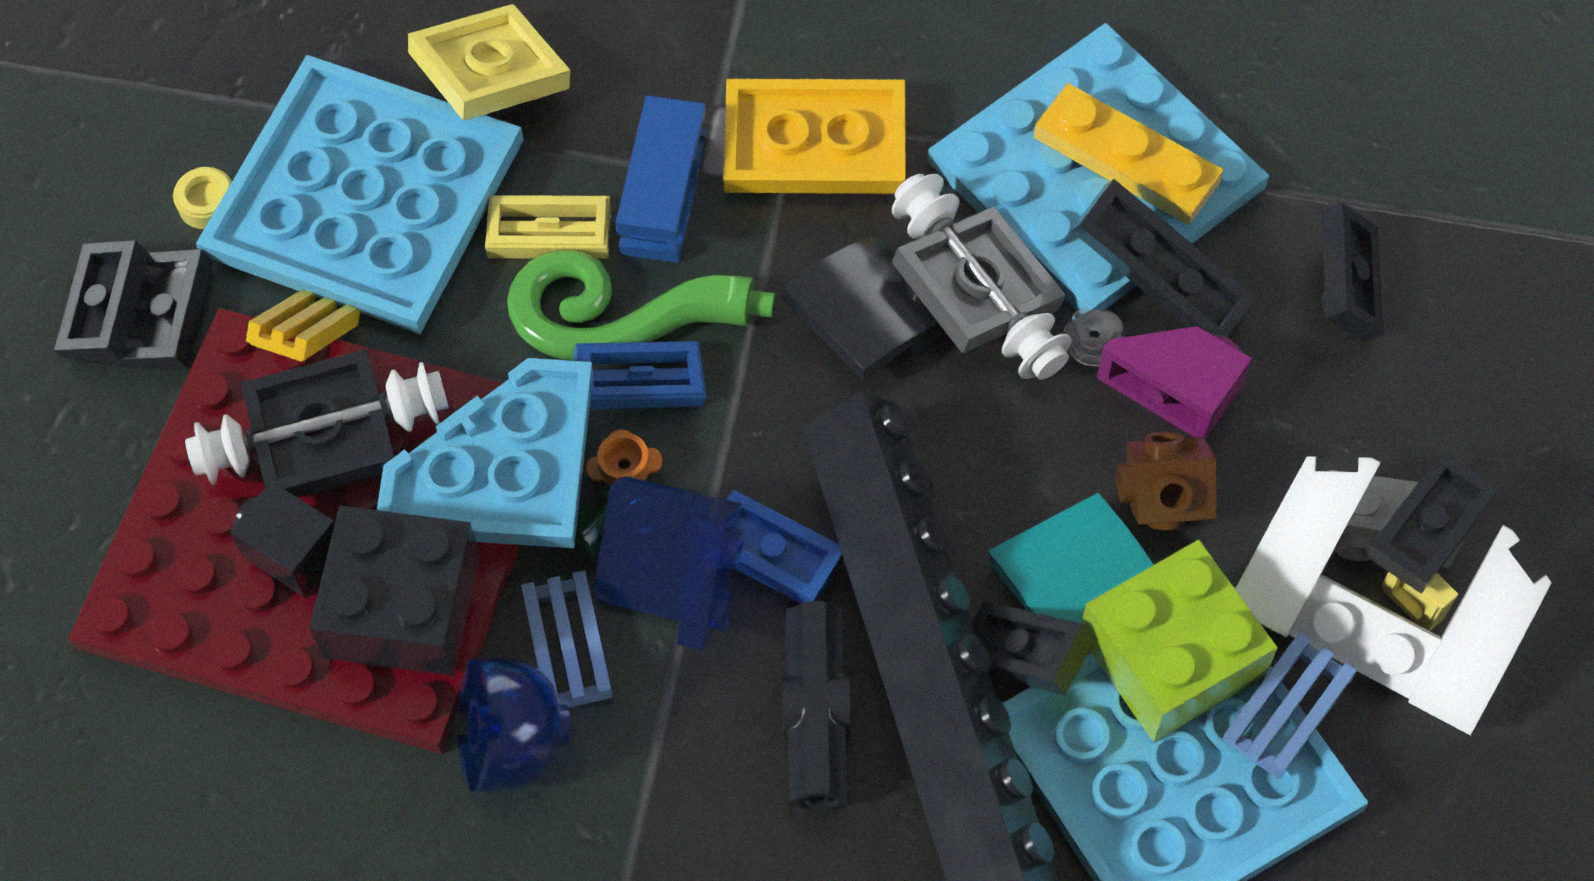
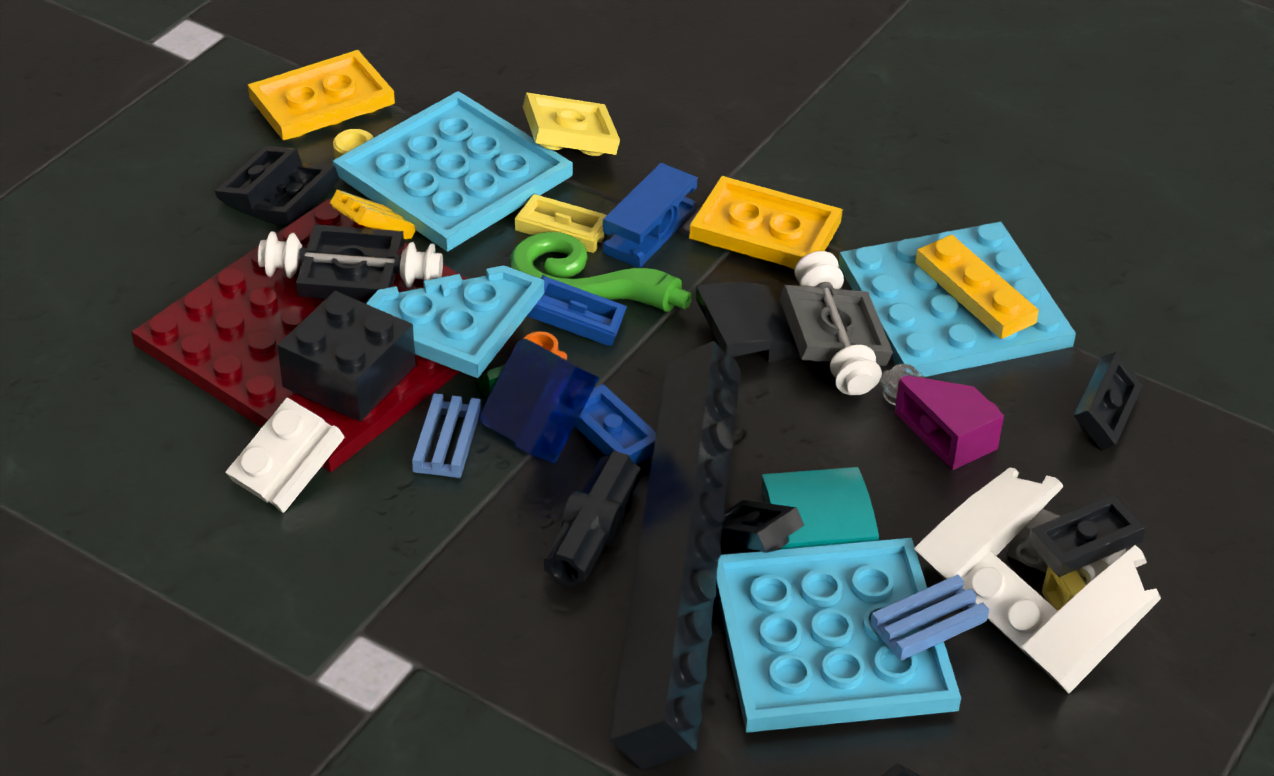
camera: 20 degrees right, 20 degrees down
(115, 124) = (321, 94): none -> yellow plate
(284, 537) = (288, 302): black brick -> none
(381, 765) = (285, 454): none -> white plate
(510, 725) = (381, 456): clear blue cylinder -> none
(1162, 261) = (968, 346): black plate -> none
(1168, 480) = (927, 472): reddish brown brick -> none
(1177, 640) = (862, 546): lime brick -> none

